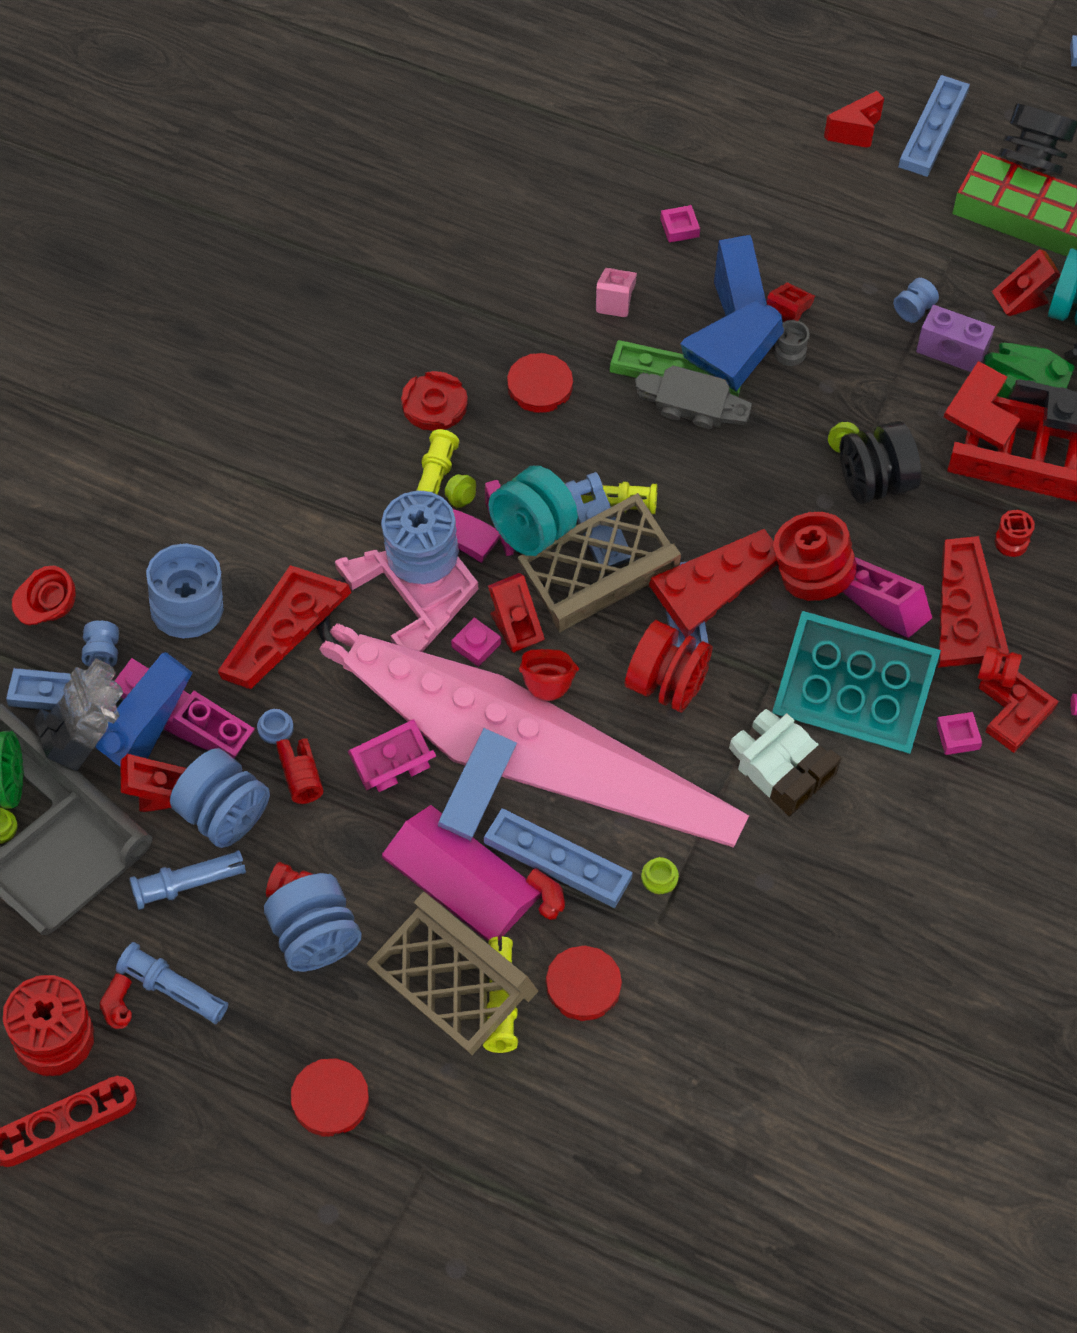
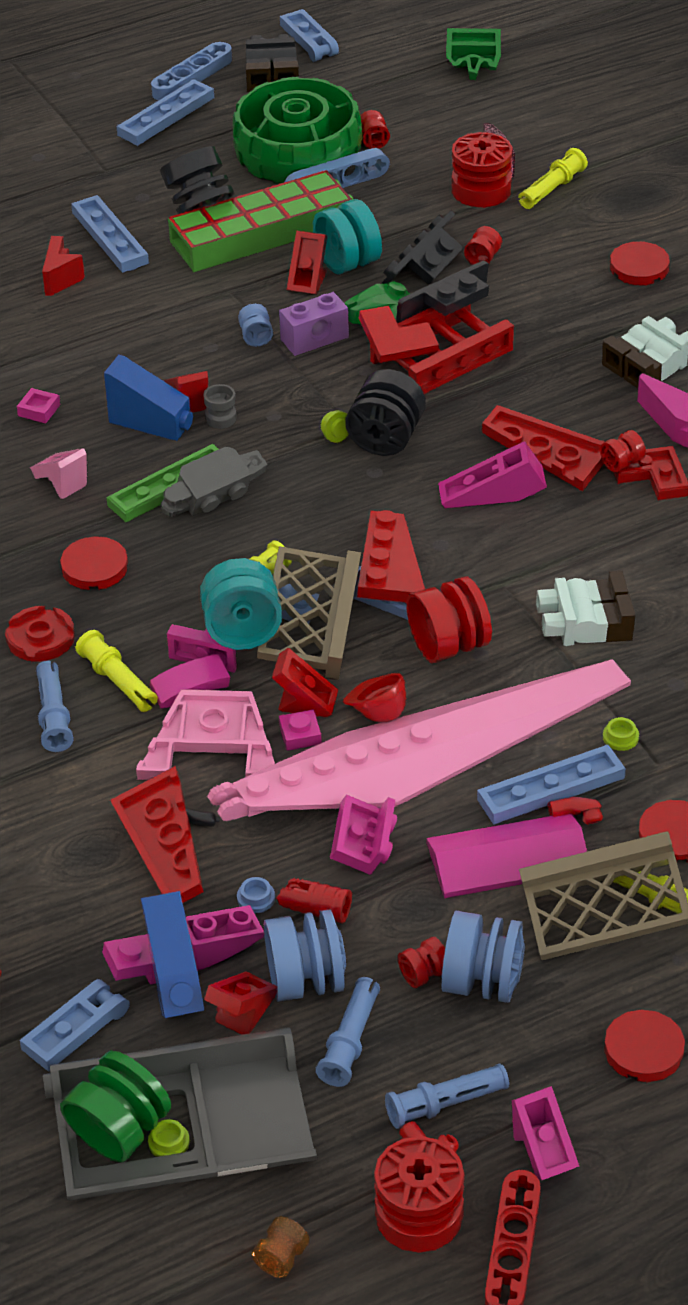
camera: 50 degrees left, 15 degrees down
(80, 715) = (132, 1001): clear hips -> none
(100, 642) = (57, 968): medium blue wheel -> none
(170, 1078) = (544, 1133): none -> dark pink slope
(185, 590) = (70, 873): medium blue wheel -> none
(350, 470) = (54, 715): none -> medium blue pin
(420, 537) = (186, 690): medium blue wheel -> none
(460, 490) = (149, 659): lime plate -> none
(477, 784) = (443, 791): medium blue tile -> none
(735, 343) = (196, 425): blue slope -> none
(815, 556) = (432, 489): red wheel -> none
(856, 682) = (555, 531): teal slope -> none
(959, 733) = (651, 508): dark pink plate -> none
(1014, 533) = (511, 387): red wheel -> none

